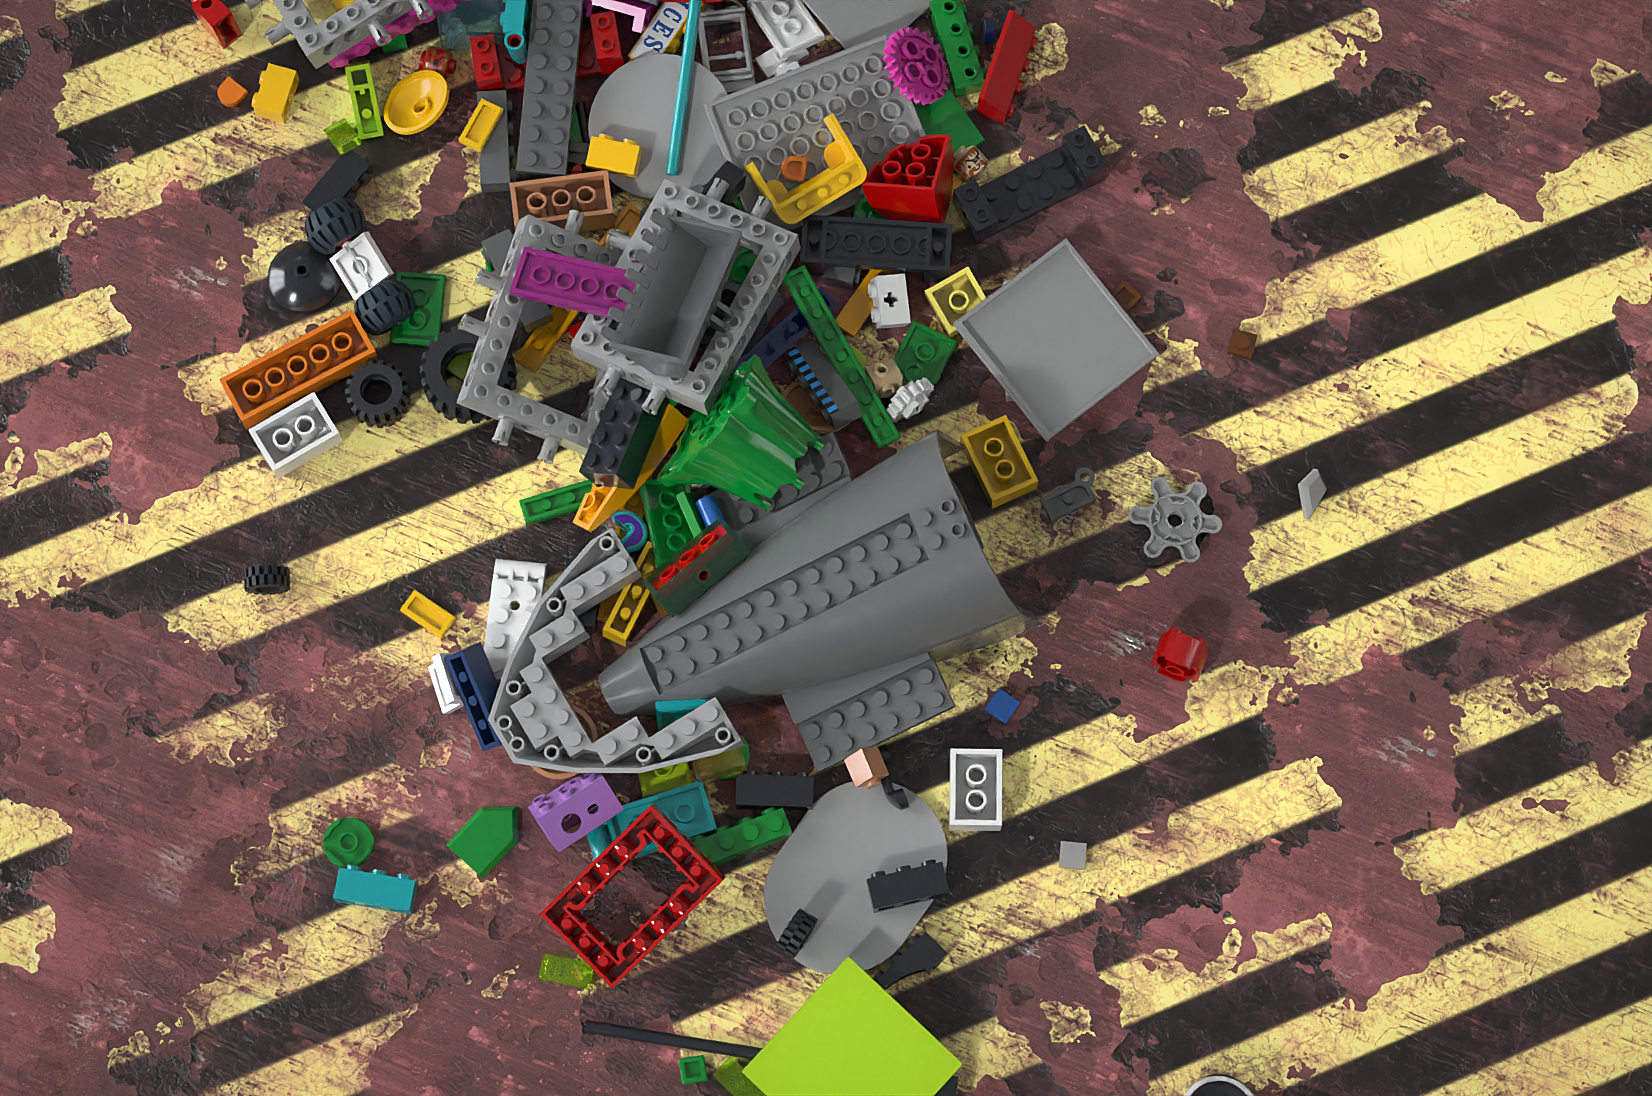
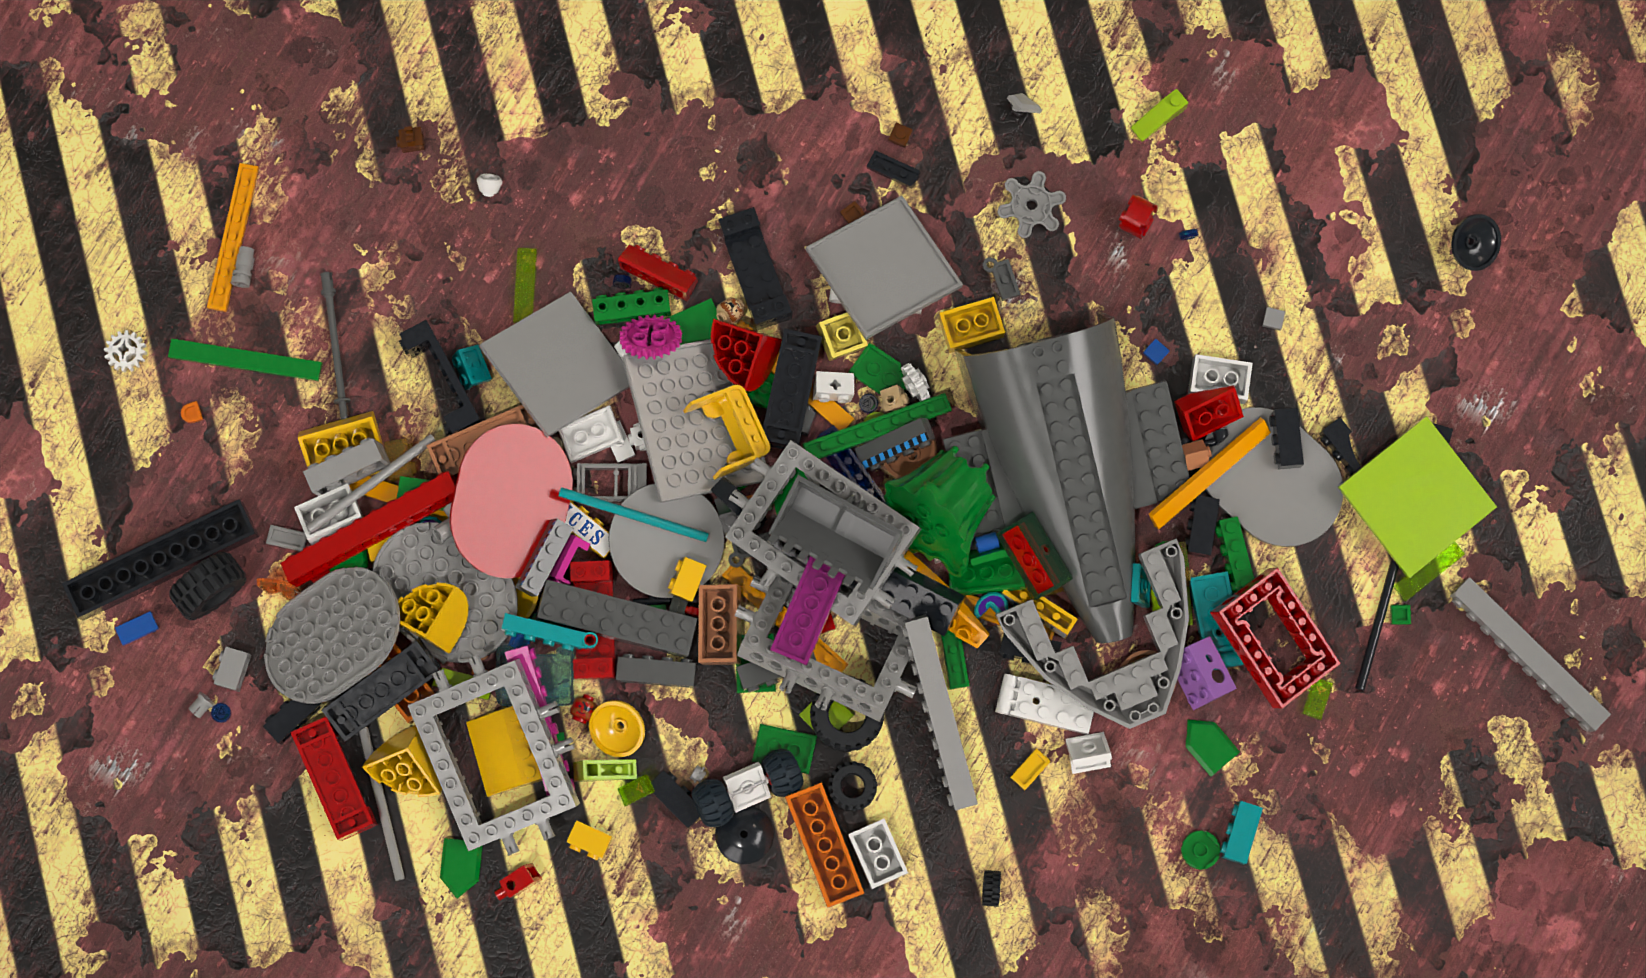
camera: 85 degrees left, 5 degrees up
(231, 93) = (582, 876): orange tile -> none
(373, 209) = (698, 774): none -> light grey plate
(477, 690) = (1102, 735): dark blue brick -> none
(480, 480) = (940, 712): none -> light grey brick
(481, 125) = (646, 679): yellow tile -> none
(794, 168) = (719, 442): orange tile -> none
(796, 933) = (1315, 522): black tyre -> none
(844, 788) = (1209, 473): none -> light orange tile
(876, 351) = (868, 403): none -> tile
(927, 776) = (1208, 411): none -> red slope
(1168, 728) = (1188, 234): none -> clear blue tile
(1192, 340) = (893, 169): none -> black hinge
(1327, 671) = (1160, 115): none -> lime slope

